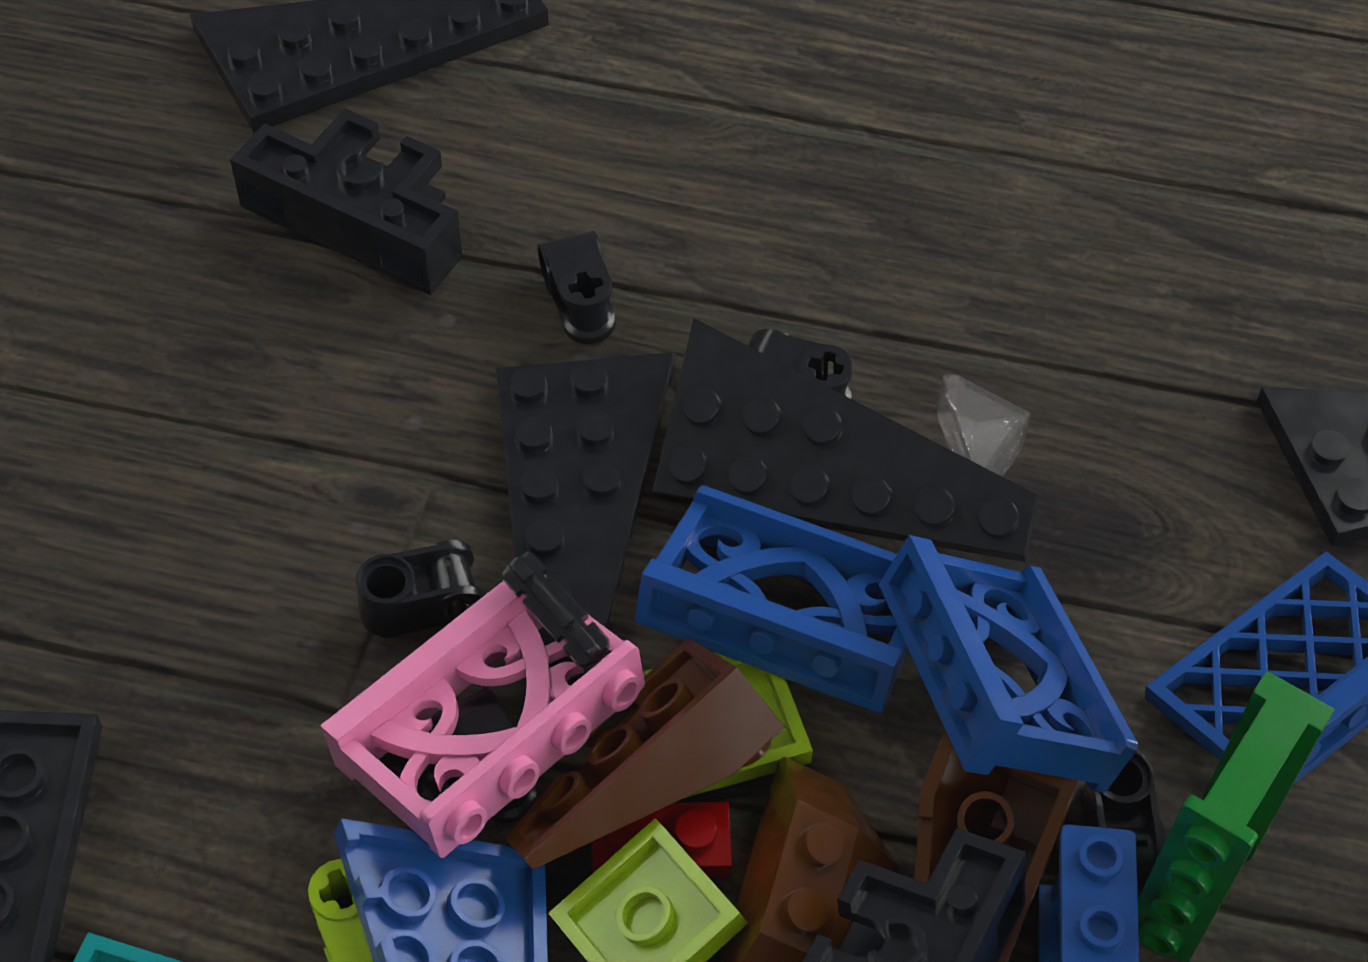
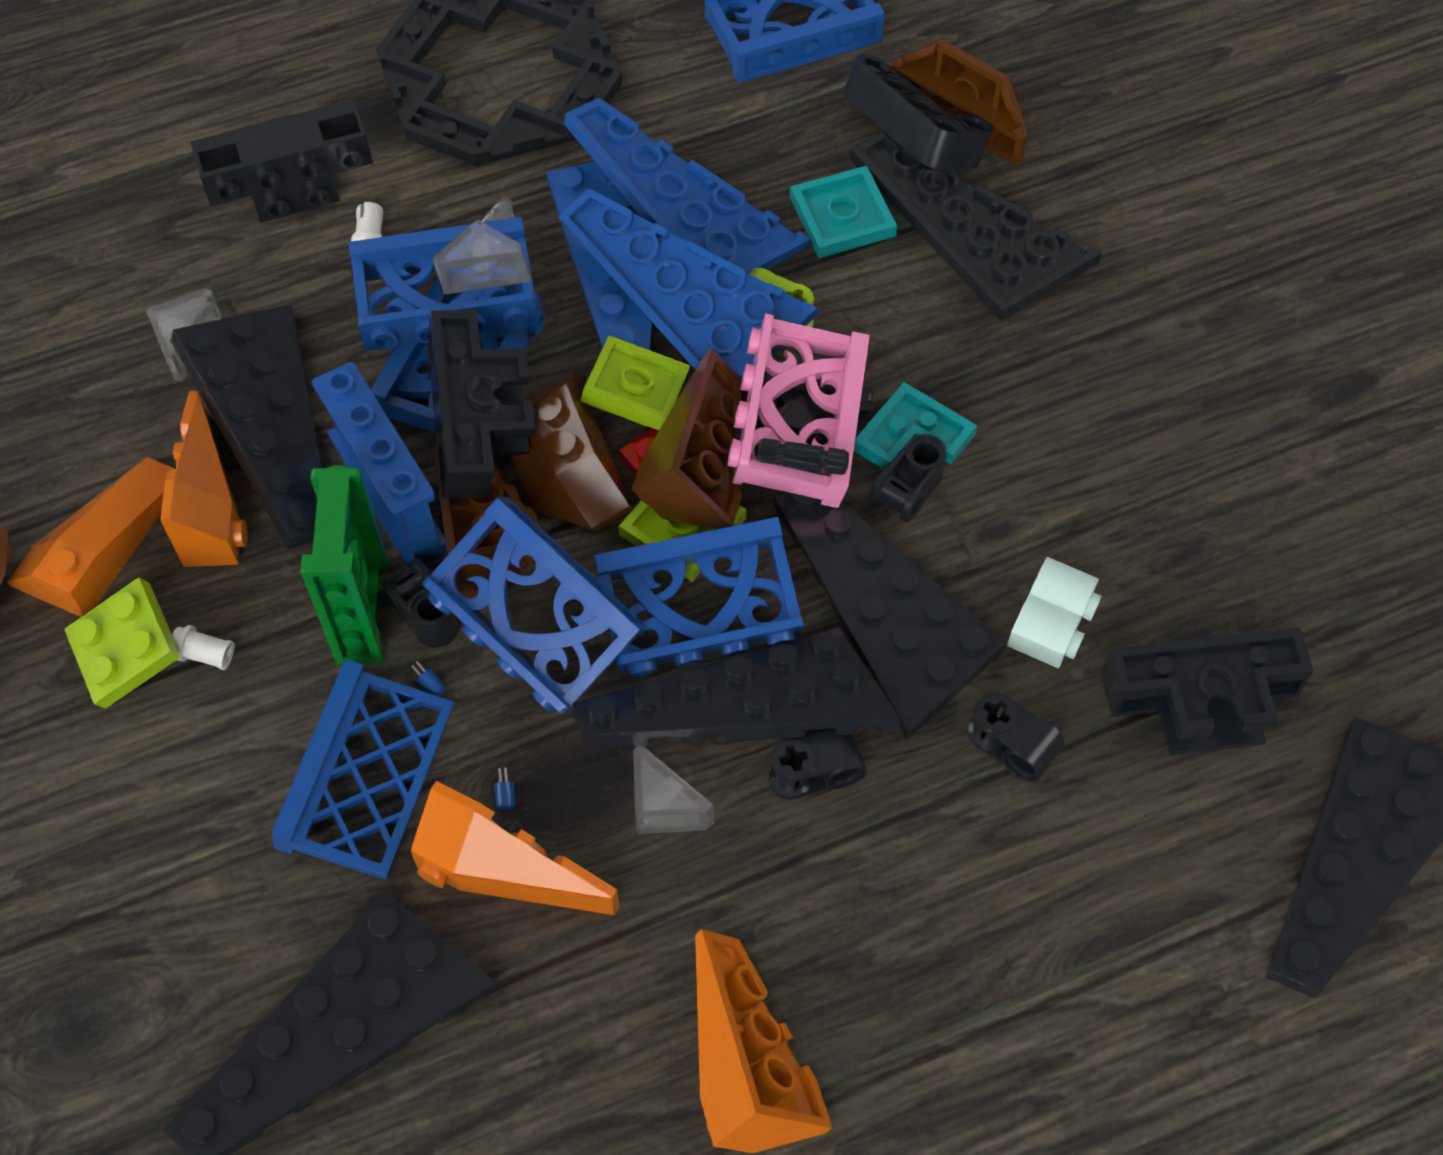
camera: 145 degrees right, 5 degrees up
(337, 652) = (909, 415): none -> teal plate
(421, 360) = (1053, 613): none -> light aqua brick
(1060, 183) = (747, 1074): none -> orange wedge
(1143, 563) = (504, 793): none -> blue piece
(1159, 736) = (430, 681): none -> blue piece
(1206, 487) = (475, 855): none -> orange wedge

